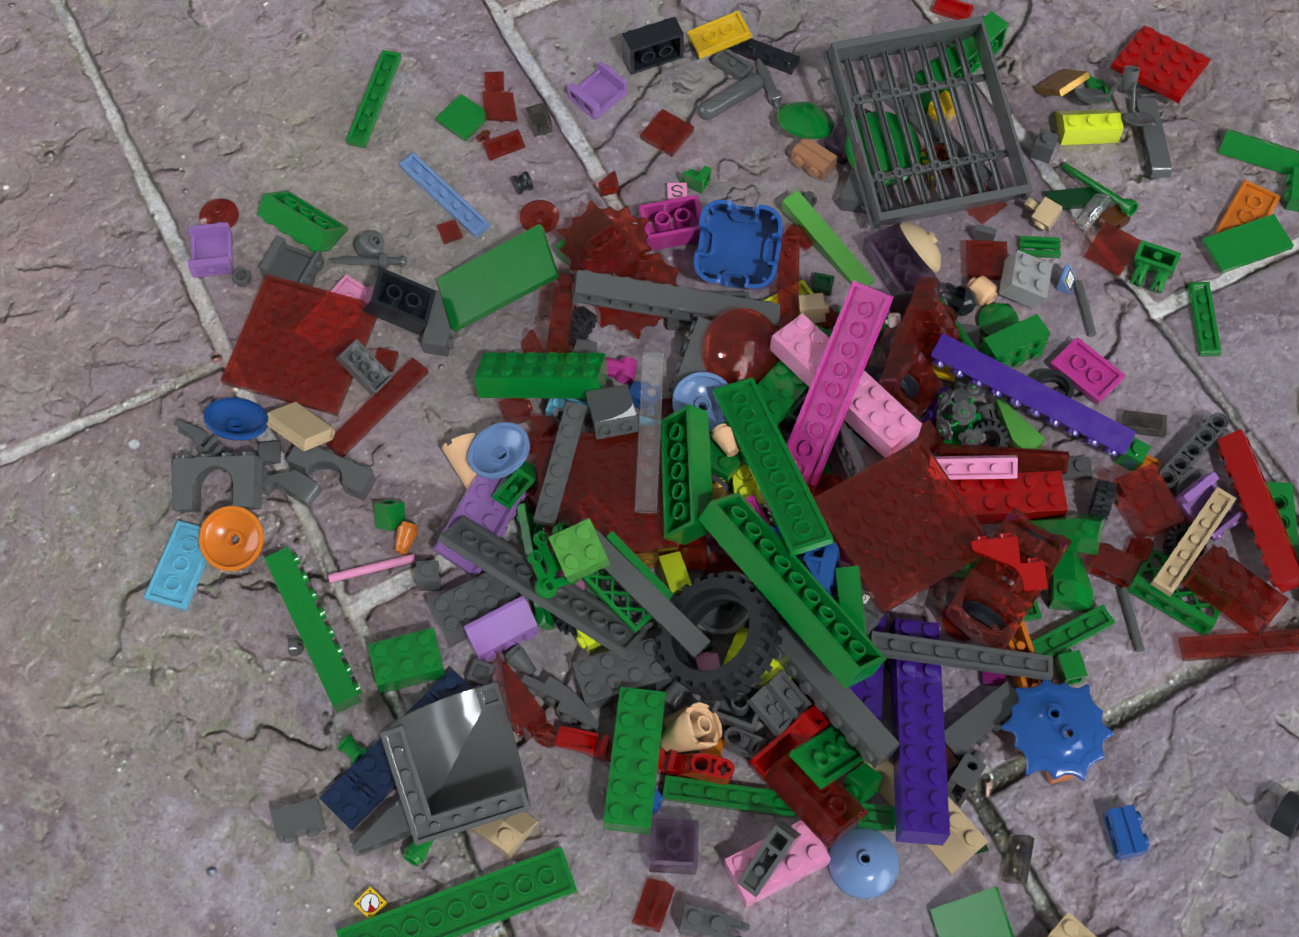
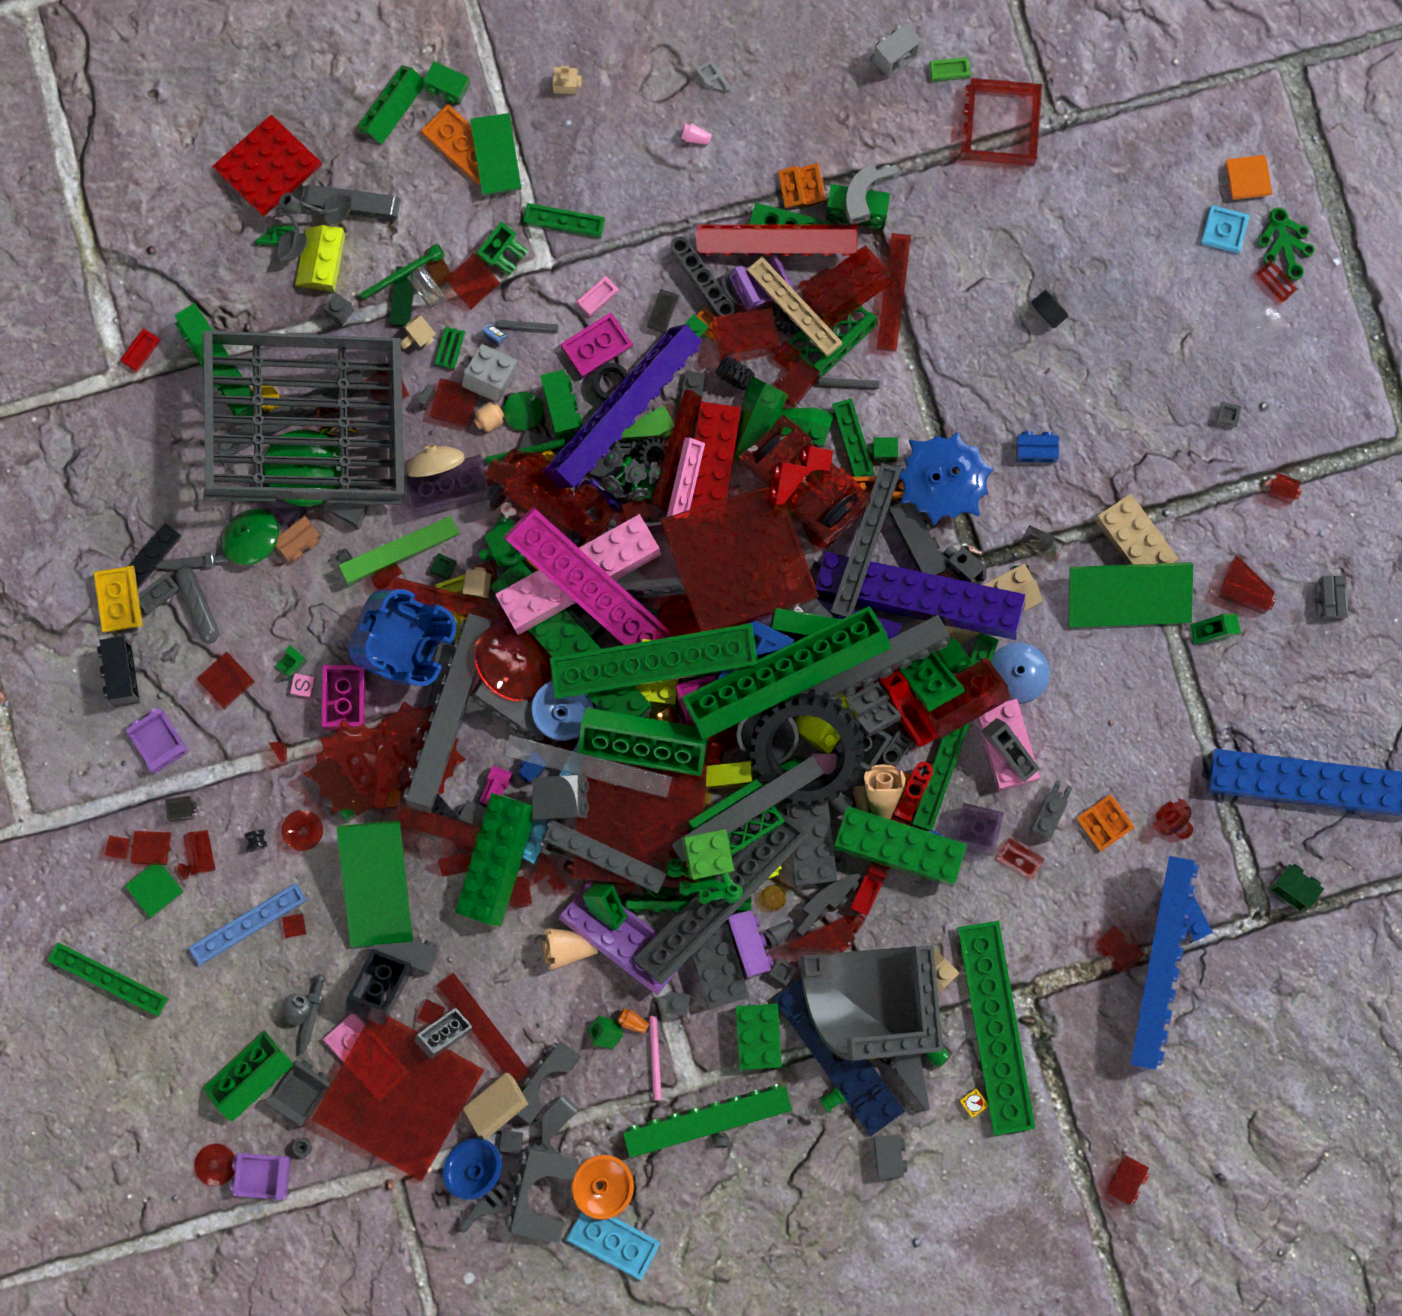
camera: 80 degrees left, 15 degrees up
(498, 450) = (567, 920): medium blue dish -> none
(557, 656) = (768, 902): none -> clear yellow plate
(725, 439) = (615, 697): light nougat cone -> none
(960, 298) = (495, 439): black piece -> none
(1062, 82) = (267, 269): pearl gold tile -> none
(1137, 363) = (597, 296): none -> bright pink tile

